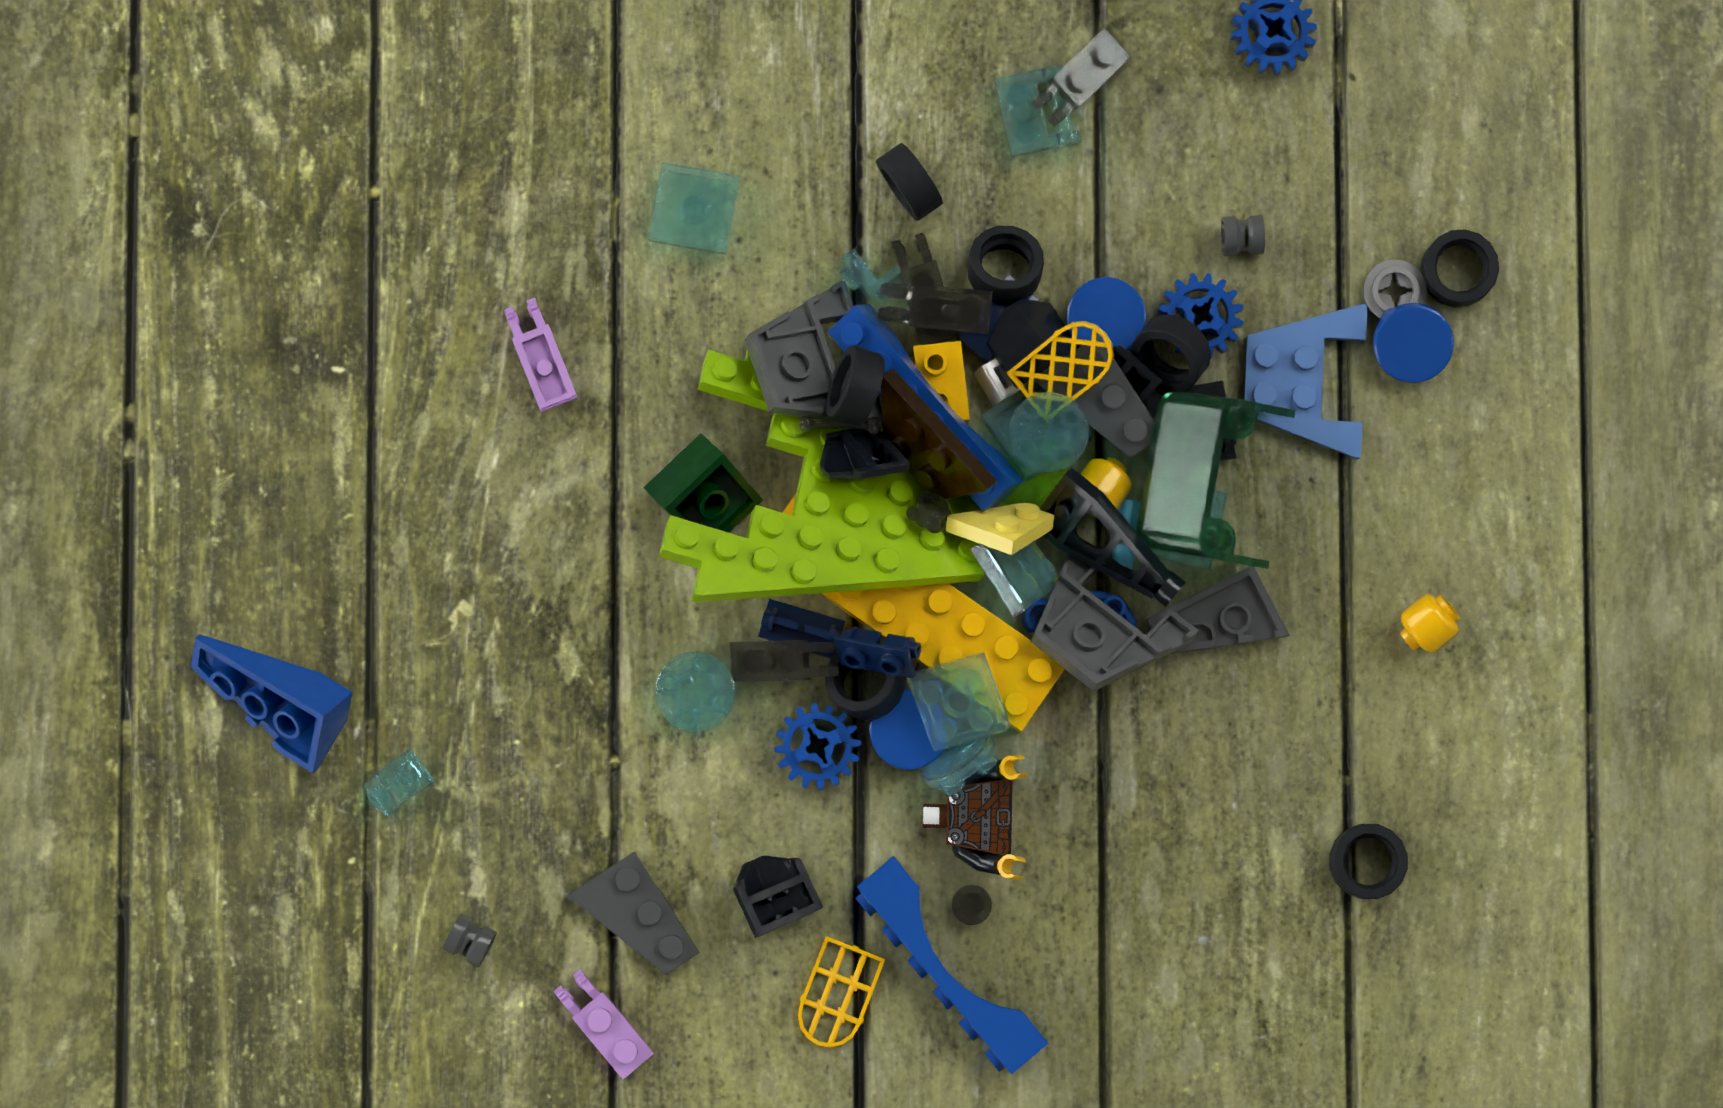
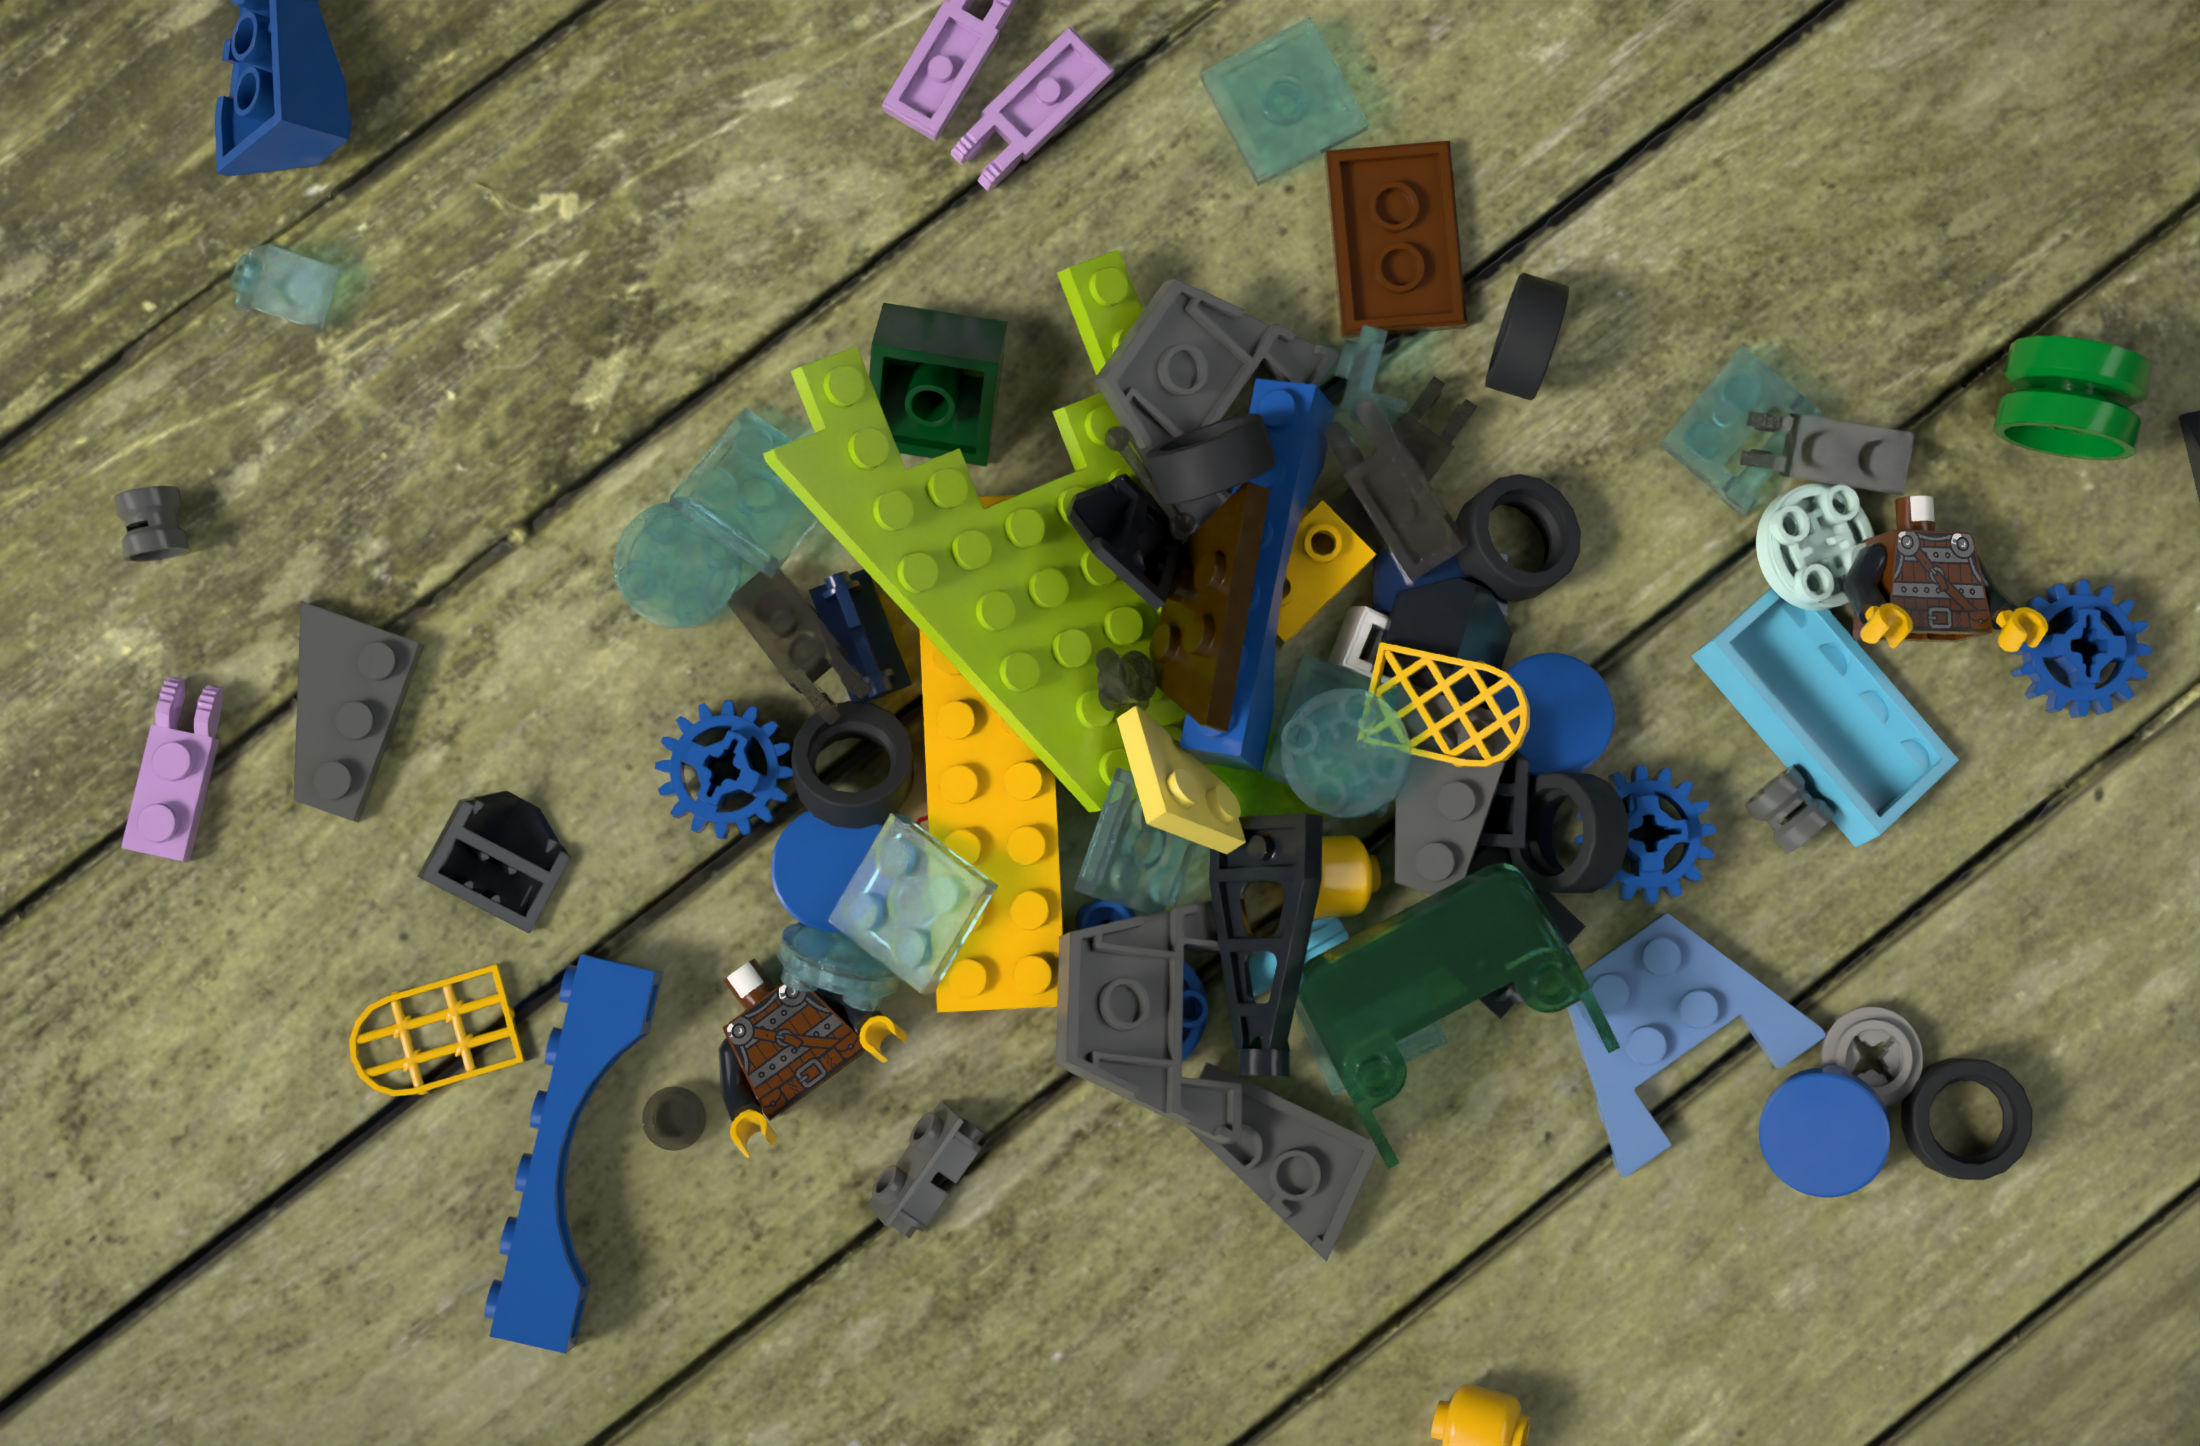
camera: 50 degrees right, 0 degrees up
(599, 332) = (1036, 105): none -> lavender hinge
(687, 630) = (742, 499): none -> clear light blue plate
(806, 207) = (1395, 238): none -> reddish brown tile
(862, 650) = (884, 729): dark blue hinge -> none
(1095, 817) = (904, 1191): none -> dark grey hinge
(1123, 119) = (1811, 542): none -> light aqua tile
(1187, 81) = (1931, 587): none -> torso
(1206, 178) = (1826, 712): none -> medium azure slope

